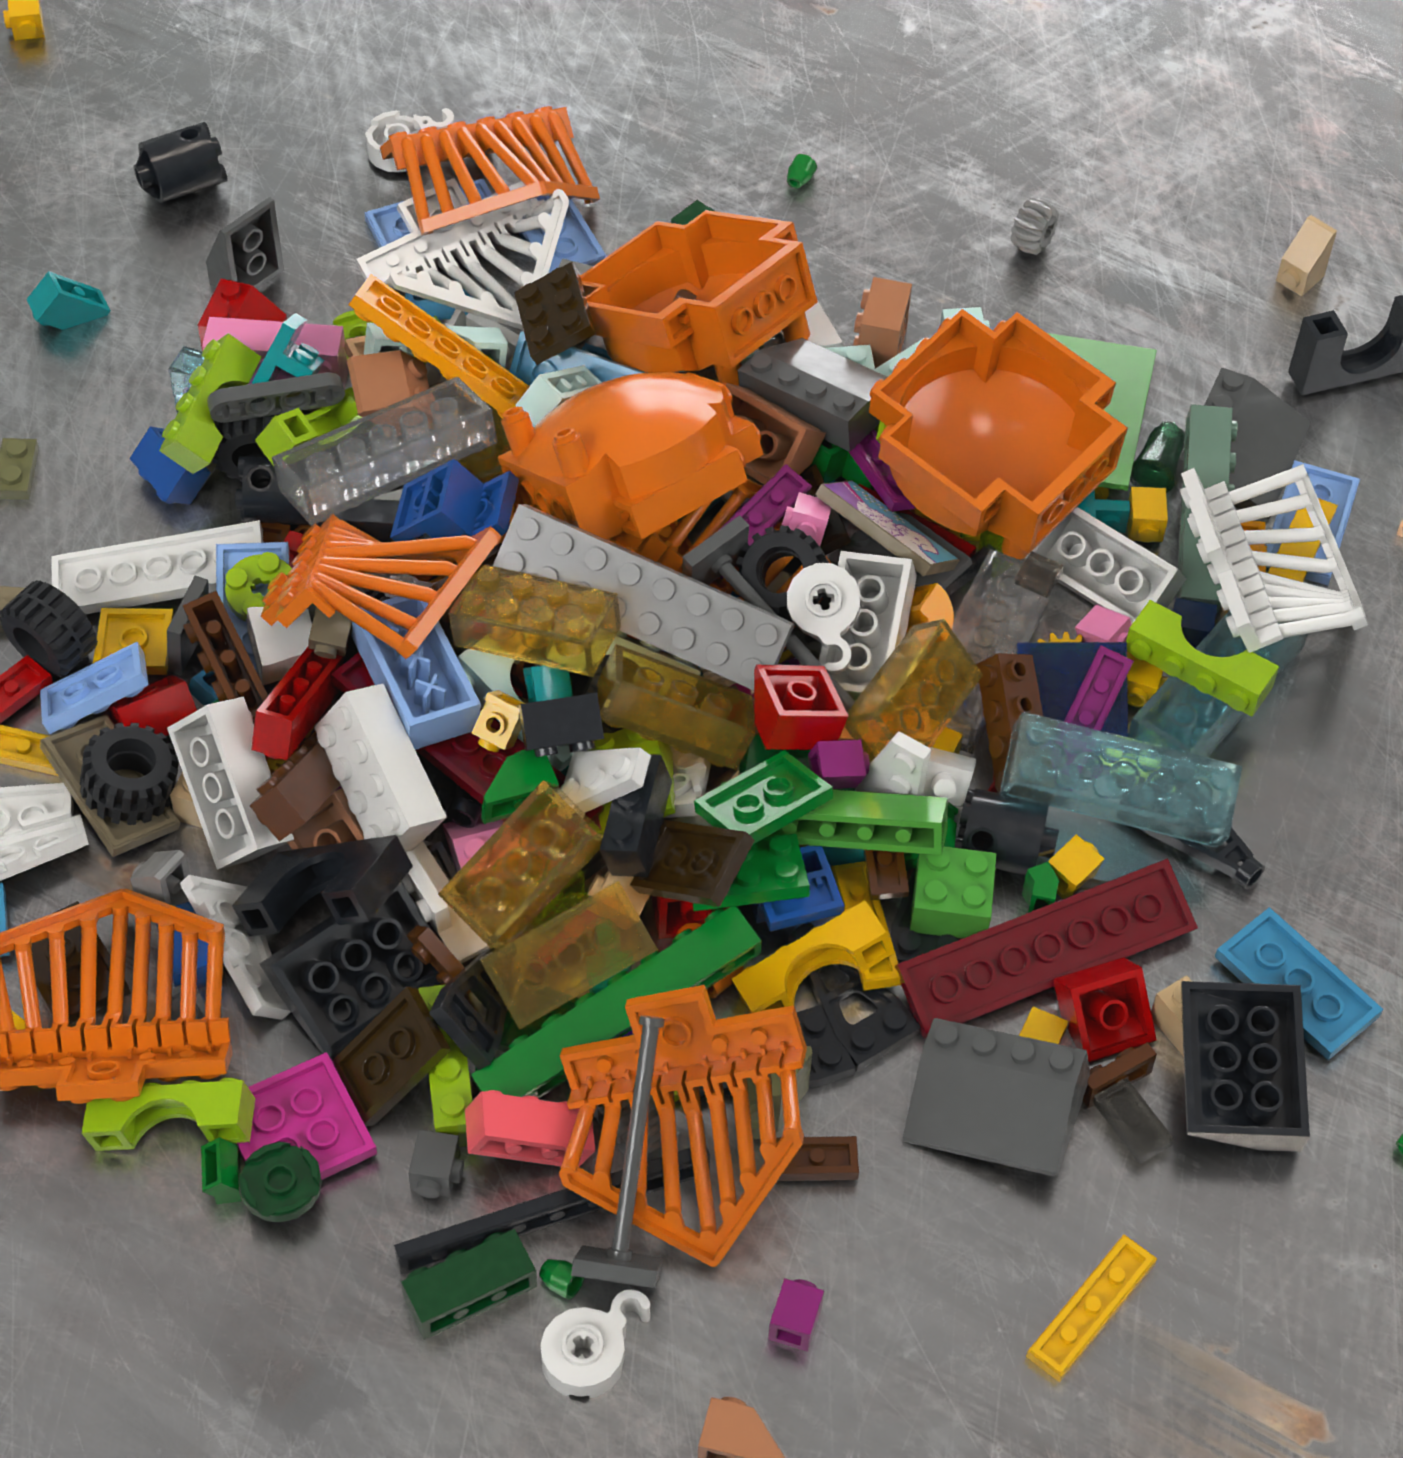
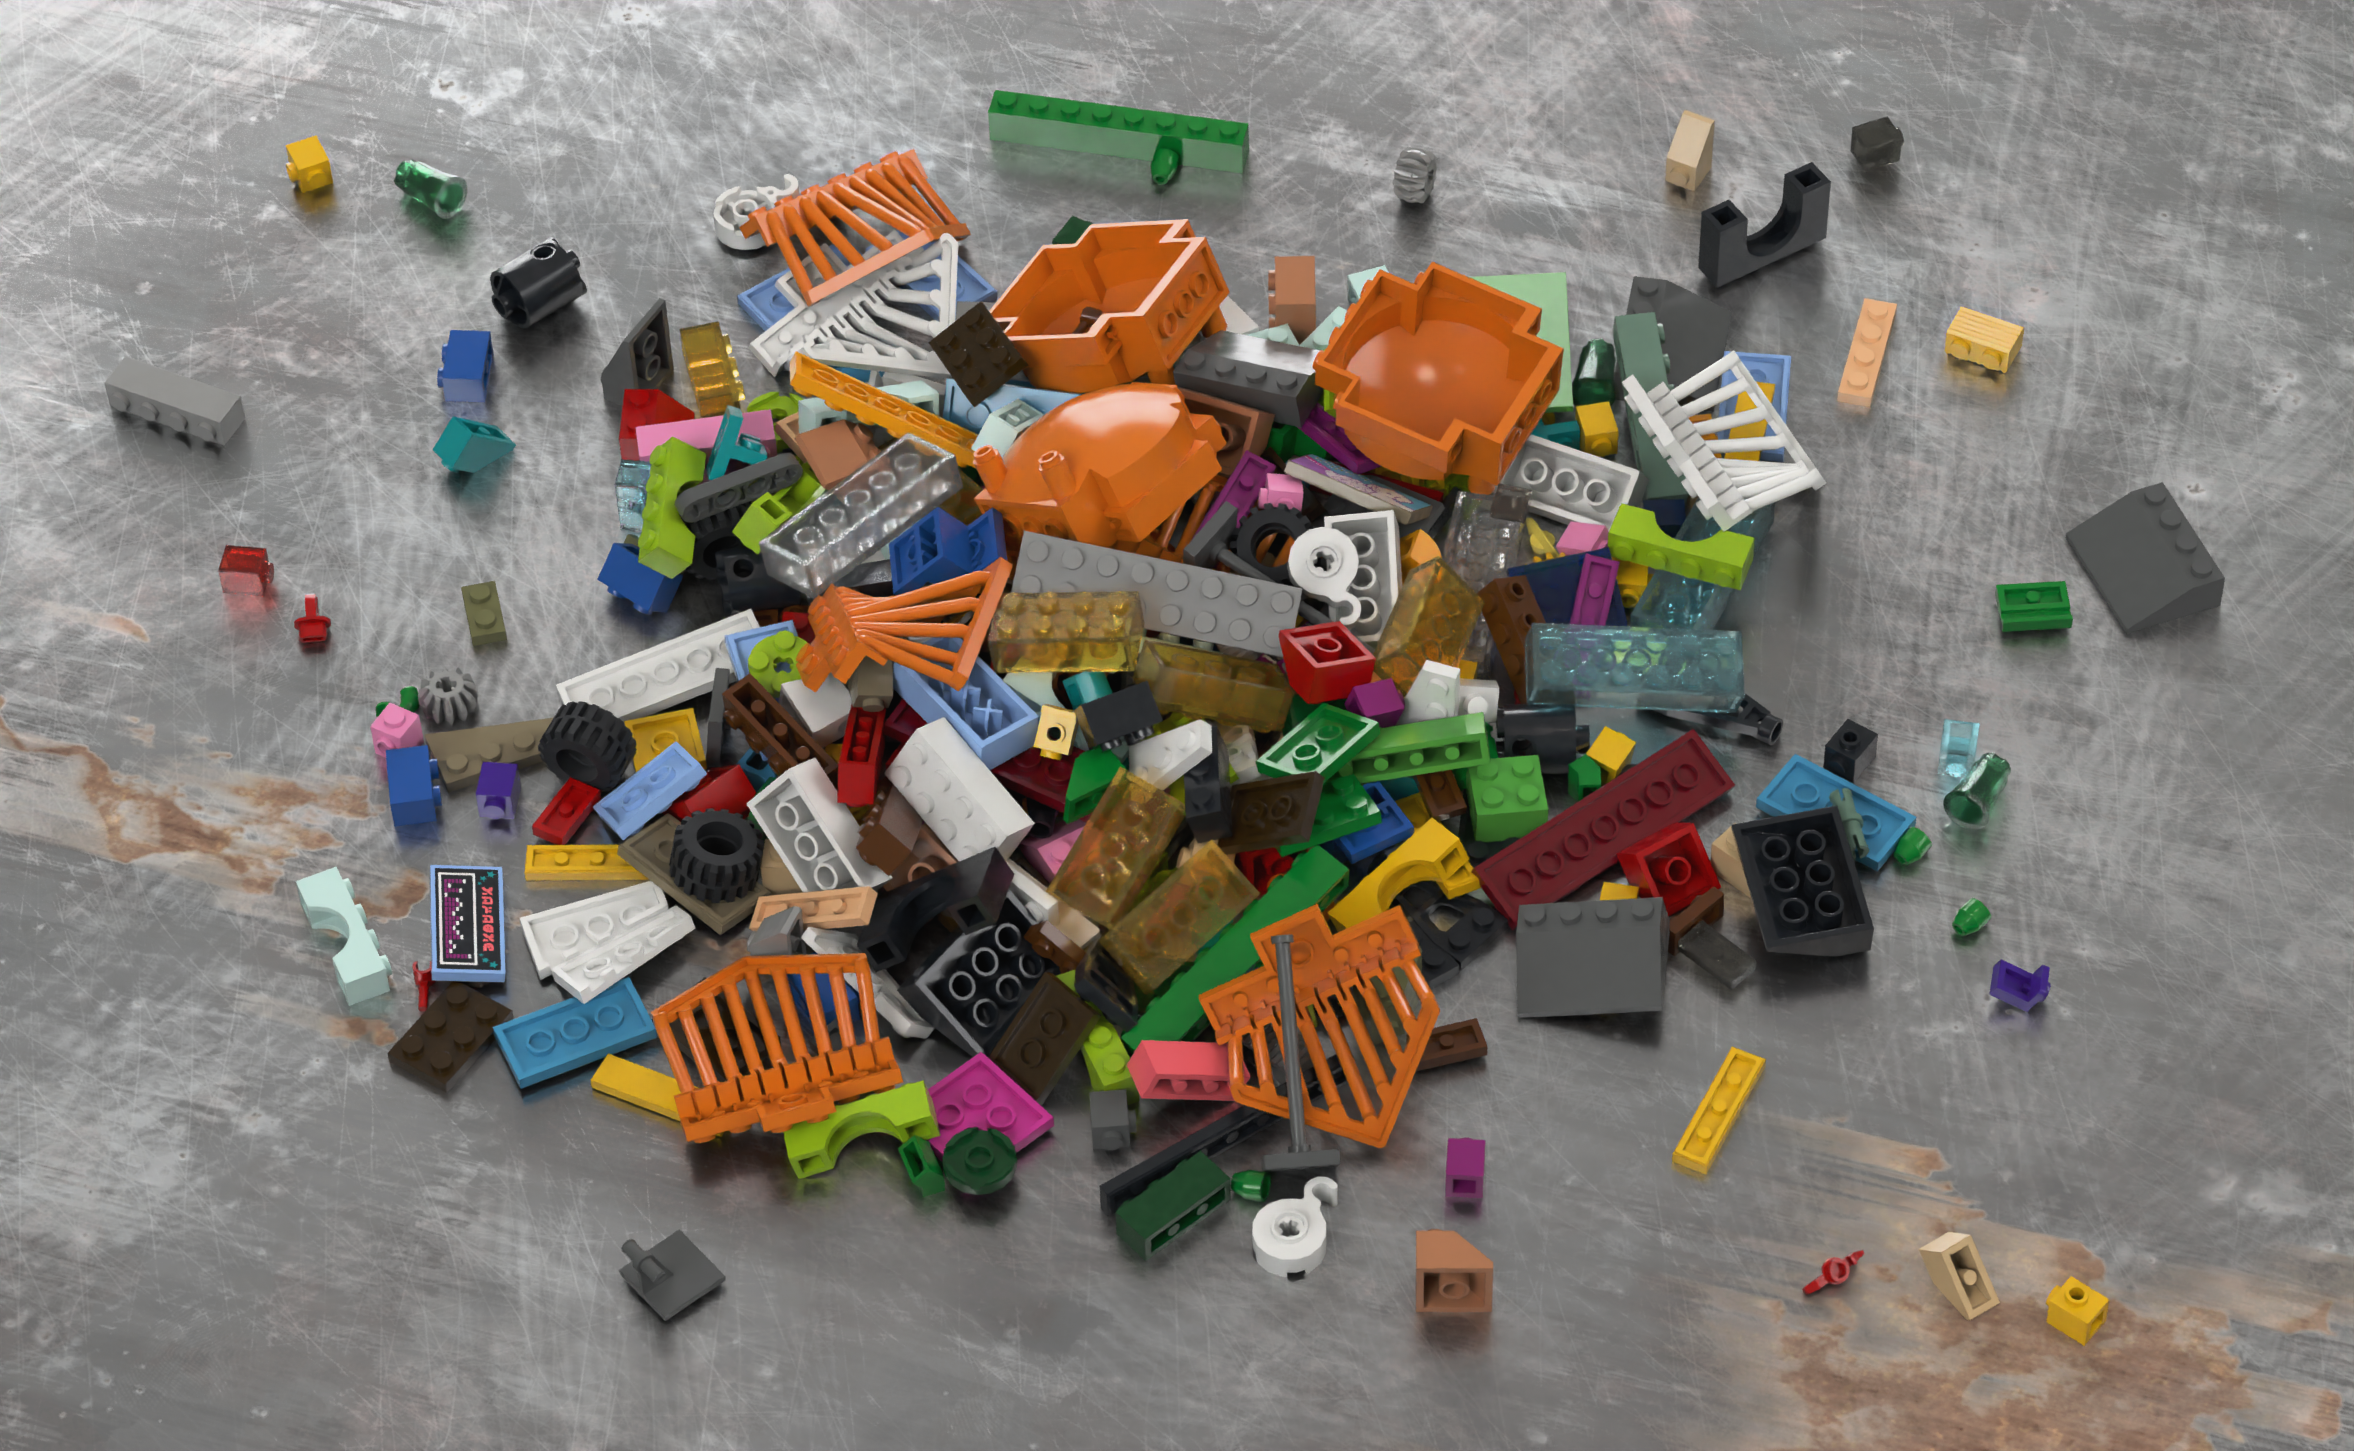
camera: 10 degrees left, 5 degrees down
(91, 227) = (466, 366): none -> blue brick
(127, 60) = (432, 187): none -> clear green plant
(210, 856) = (821, 908): none -> light nougat plate
(314, 277) = (711, 369): none -> clear yellow brick
(767, 130) = (1117, 130): none -> green brick
(1063, 616) = (1540, 540): none -> light yellow piece
(1312, 1001) = (1851, 821): none -> sand green pin
(1328, 917) = (1850, 751): none -> black brick
(1371, 1041) = (1912, 846): none -> green hose

